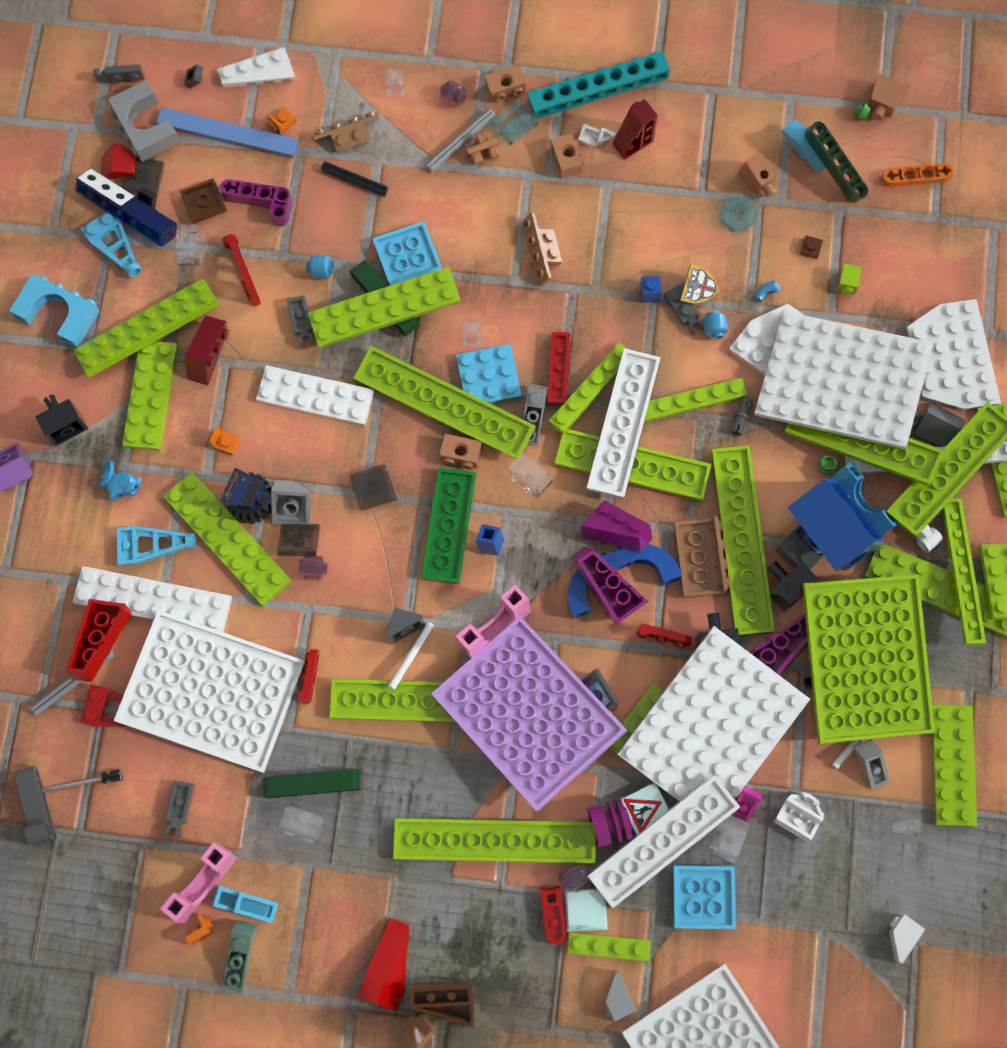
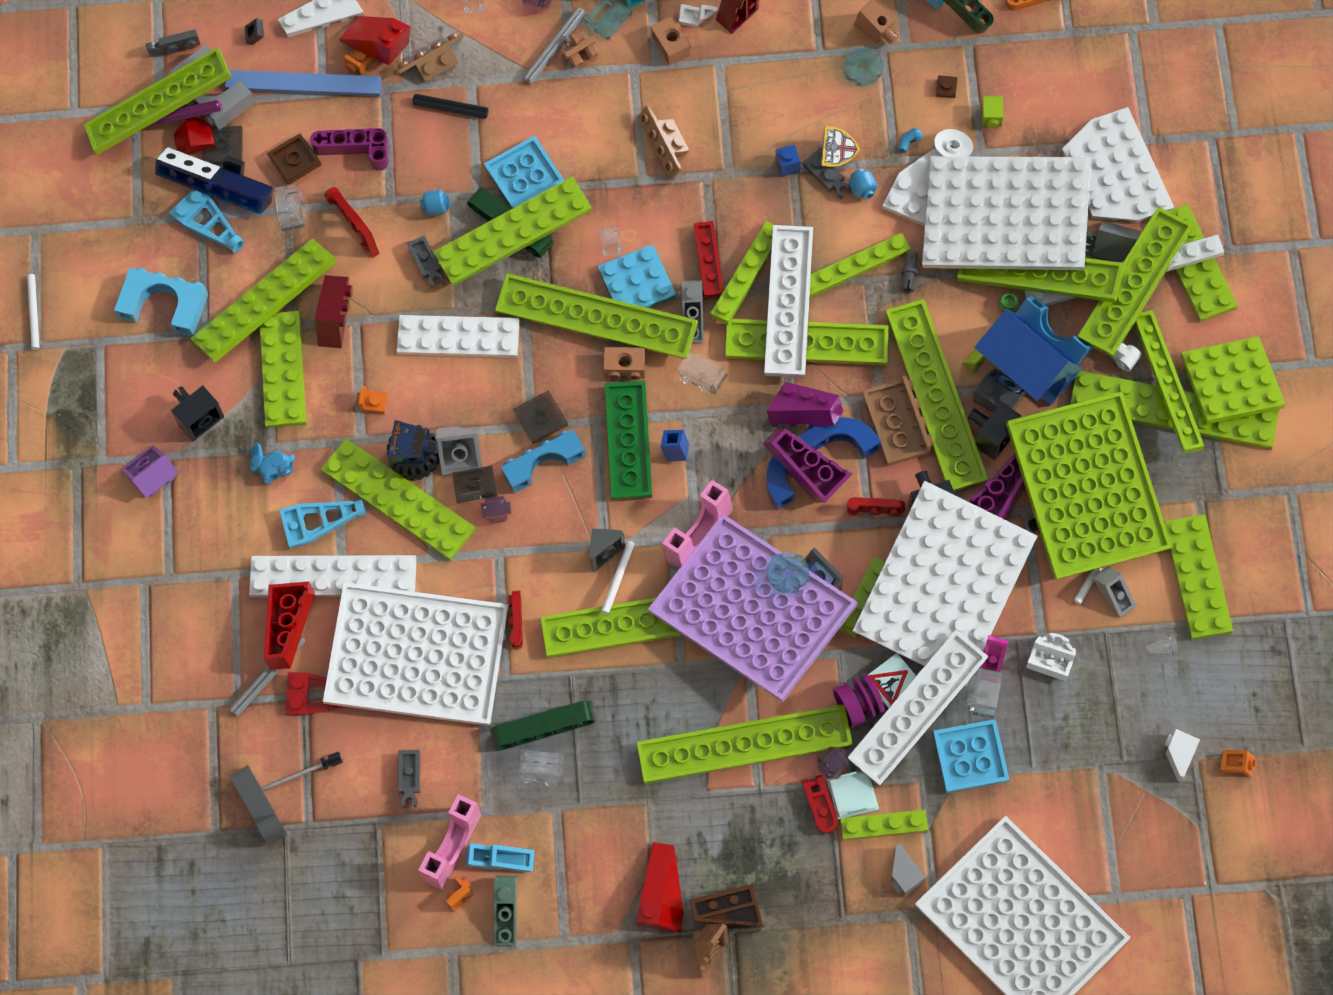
camera: 10 degrees left, 5 degrees down
(90, 124) = (157, 101): none -> lime plate
(107, 140) = (190, 111): none -> magenta axle
(302, 103) = (377, 37): none -> red slope
(343, 535) = (564, 448): none -> dark azure arch
(563, 677) = (785, 561): none -> clear light blue plate
(783, 513) = (974, 360): none -> lime slope
(806, 302) = (953, 143): none -> white dish
(956, 956) = (1238, 762): none -> orange bracket

